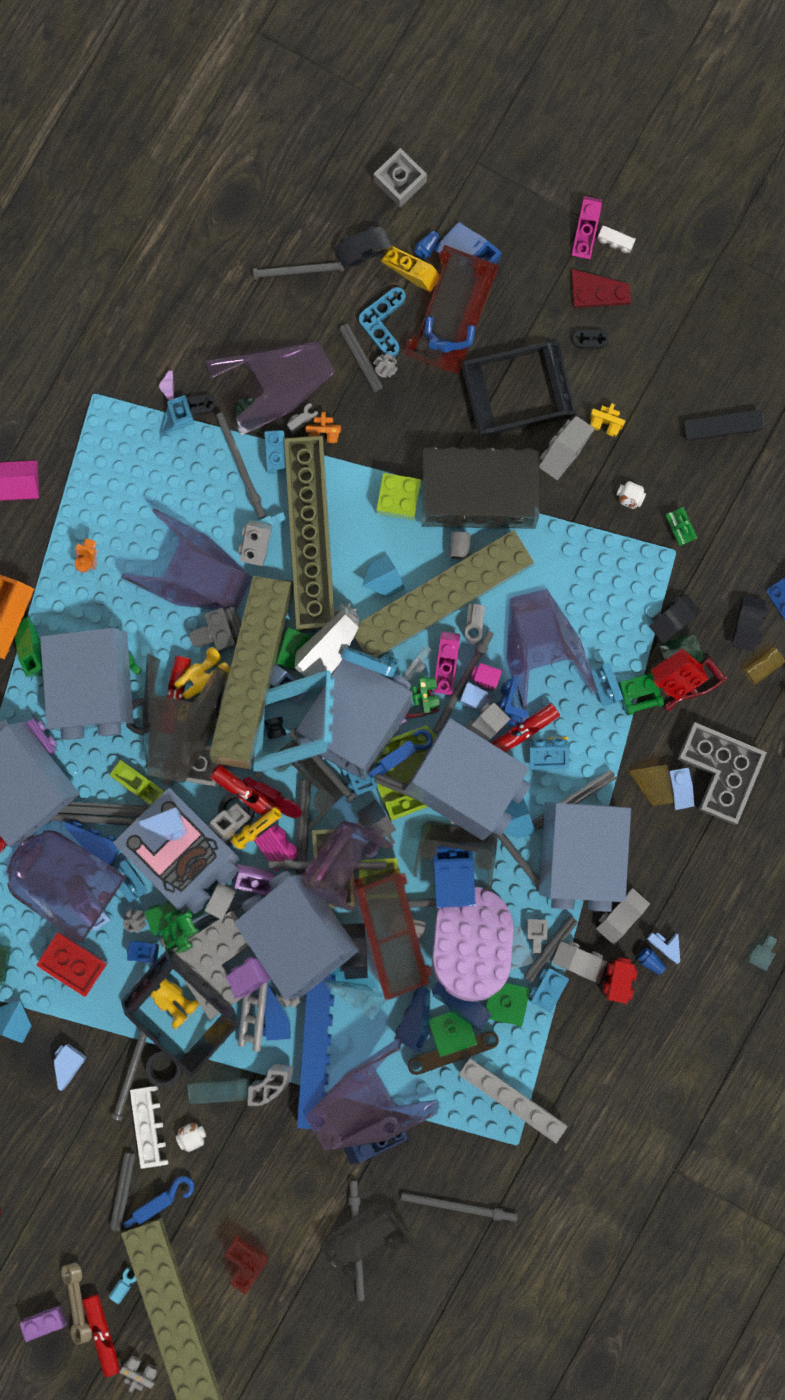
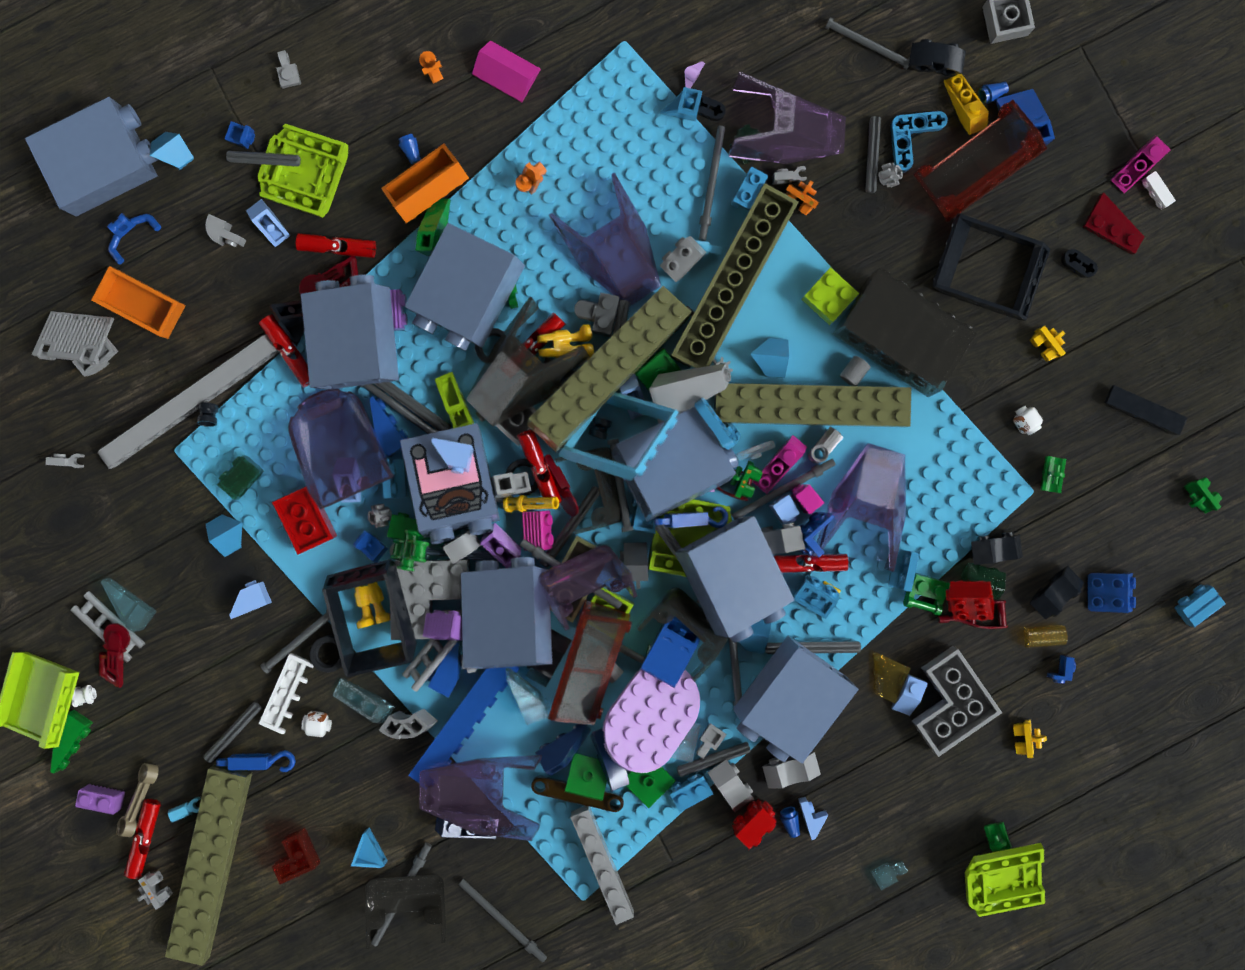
camera: 30 degrees right, 5 degrees up
(305, 1219) = (369, 852): none -> dark azure slope
(445, 345) = (955, 190): blue piece -> none
(565, 447) = (1001, 344): light grey brick -> none

